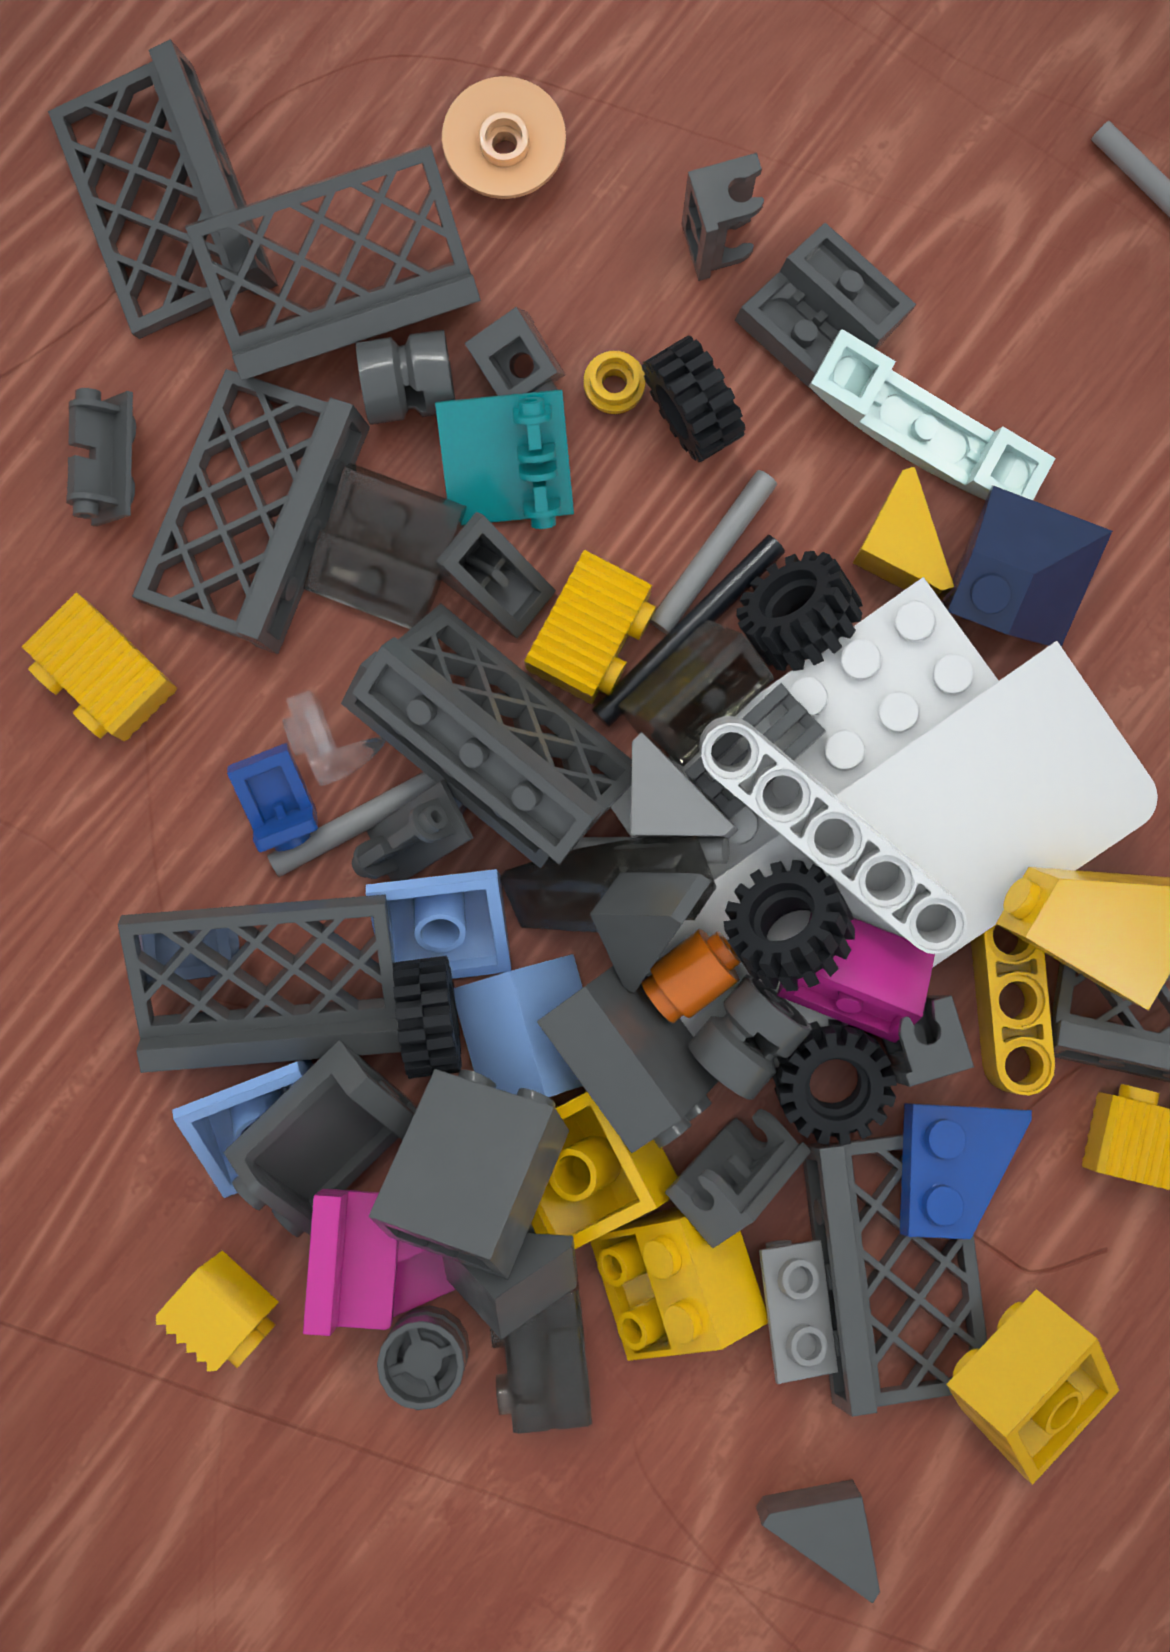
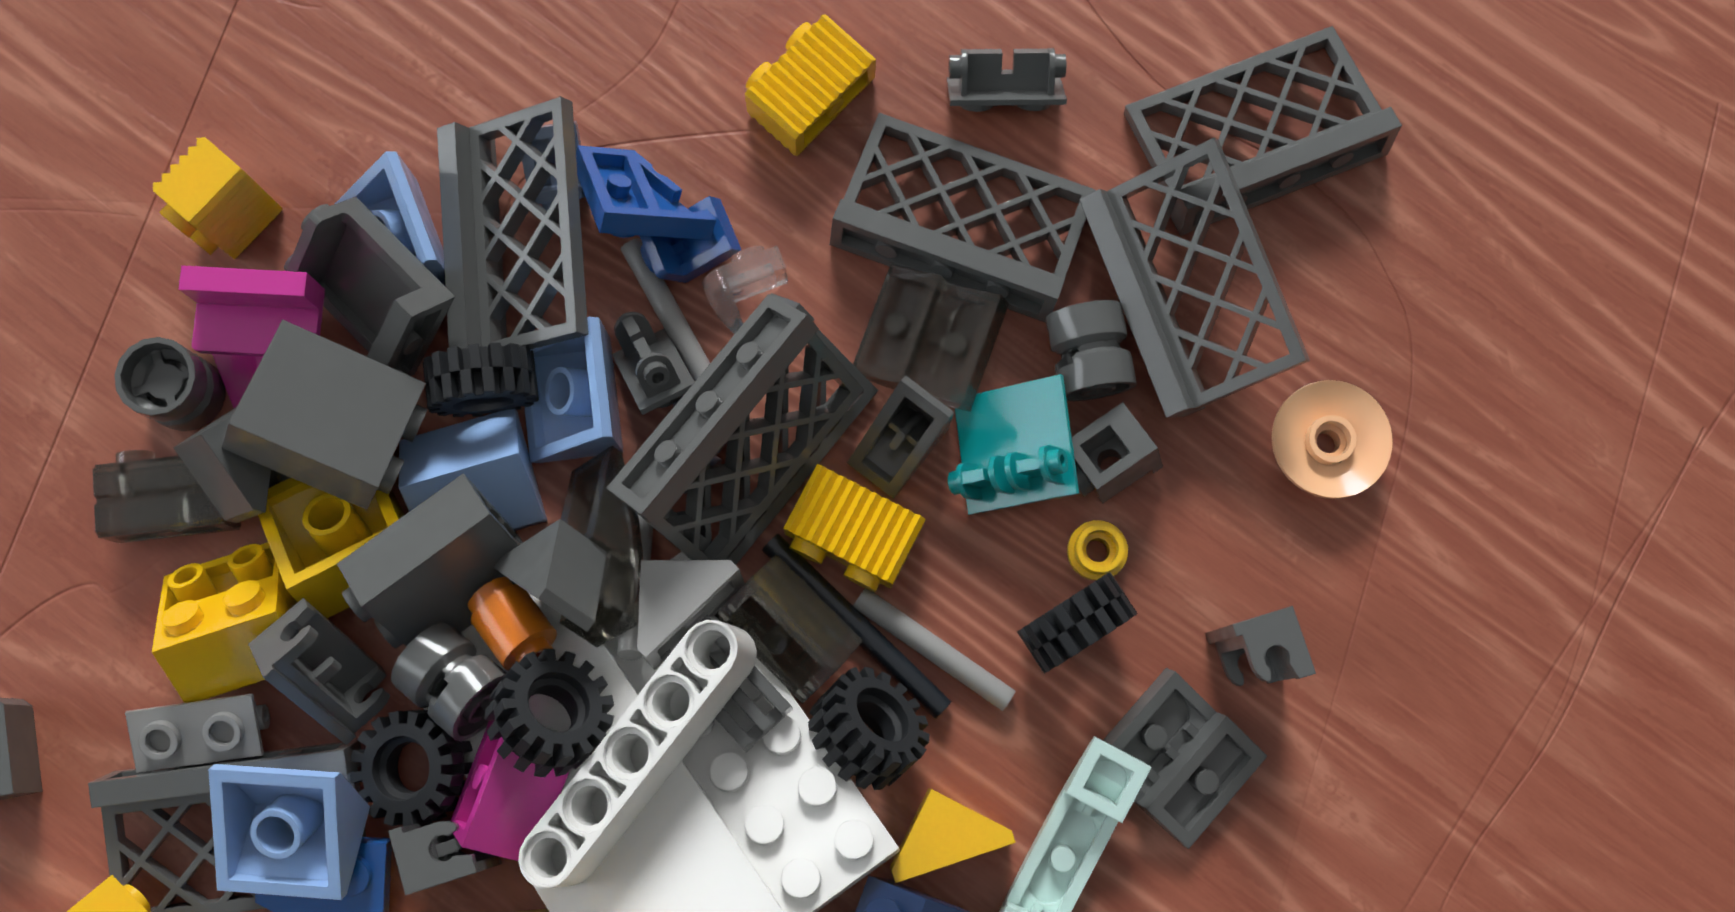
camera: 85 degrees right, 5 degrees down
(230, 851) = (635, 199): none -> blue wing
(907, 1201) = (285, 830): none -> light blue slope

